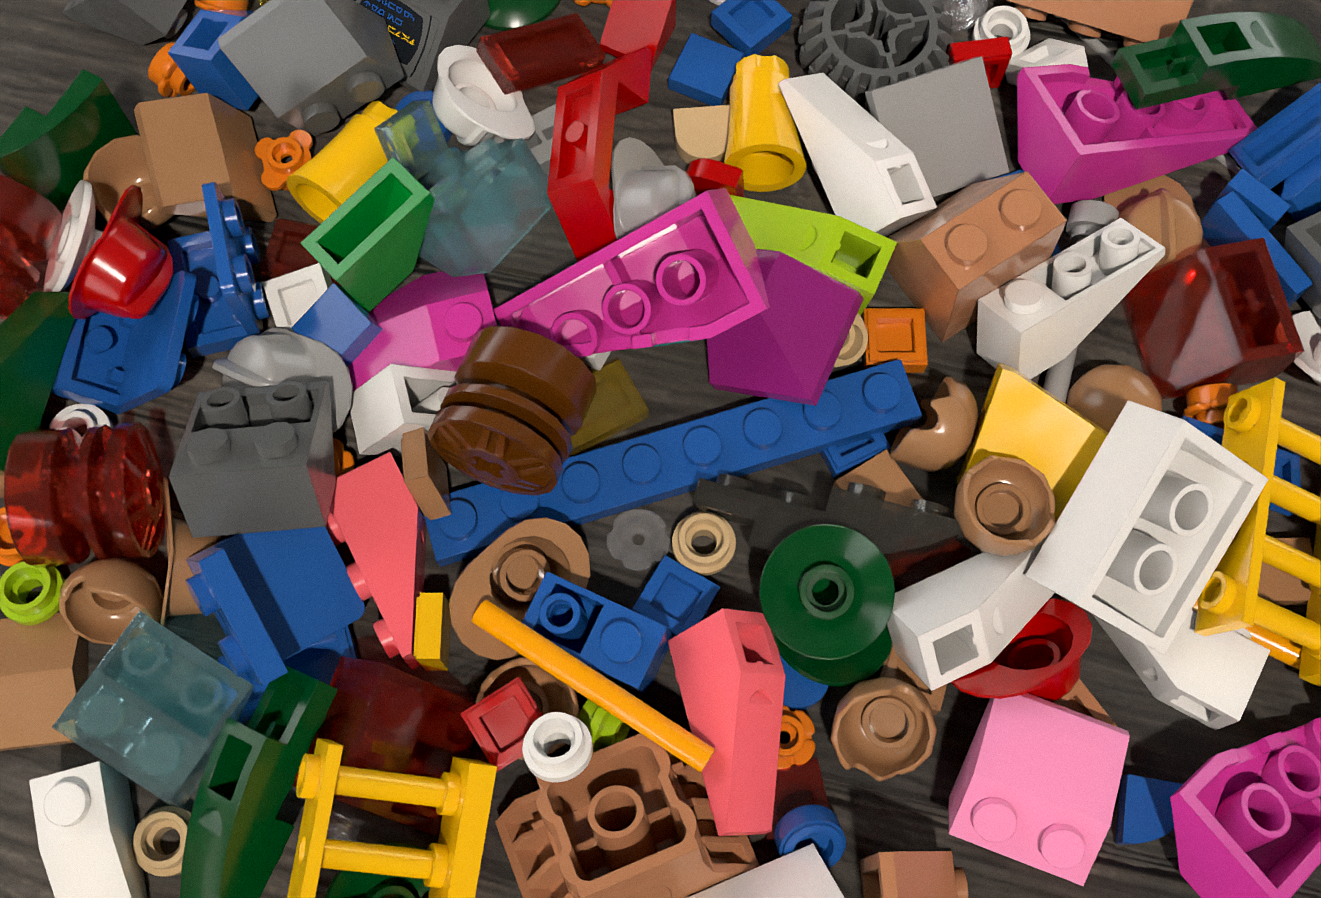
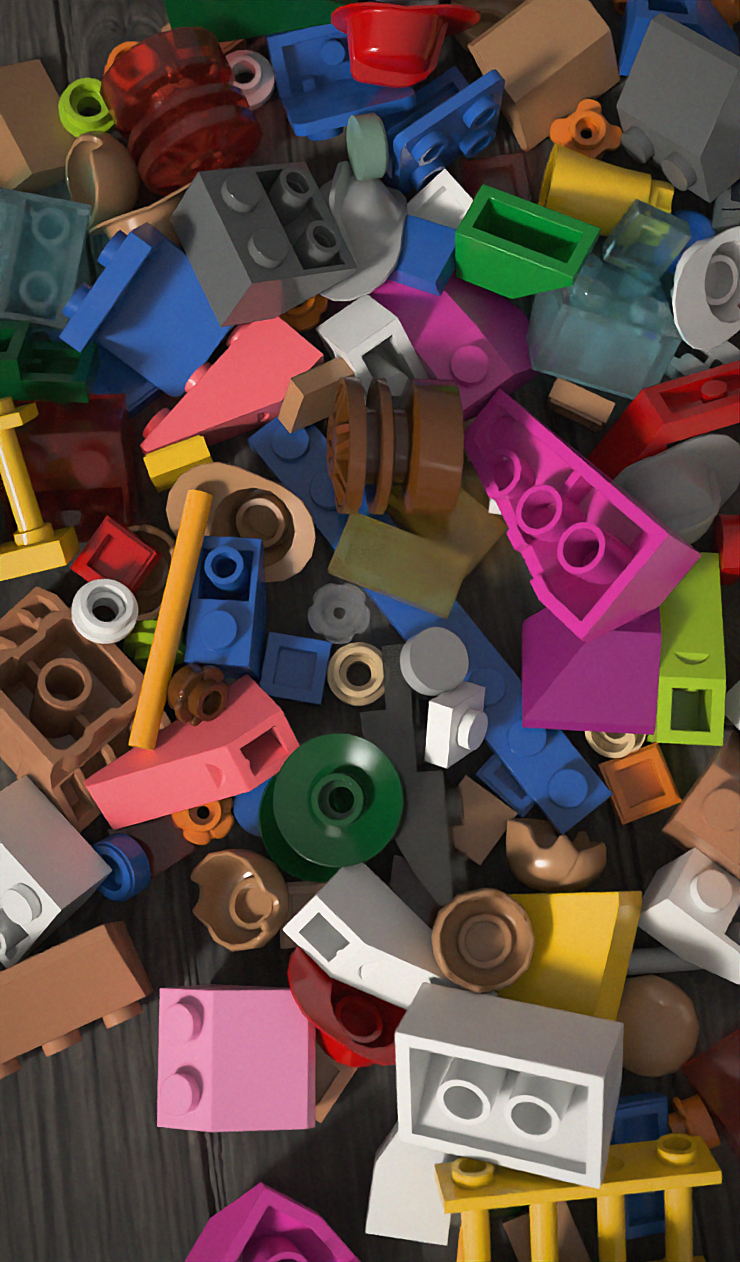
camera: 70 degrees right, 10 degrees up
(213, 330) = (367, 146): none -> sand green tile
(534, 255) = (579, 405): none -> medium nougat tile
(621, 459) = (399, 565): none -> clear yellow tile
(675, 686) = (197, 693): none -> reddish brown plate
(726, 458) = (434, 661): none -> light grey tile
(792, 462) = (455, 724): none -> white plate
(1144, 809) = (261, 1164): blue tile -> none

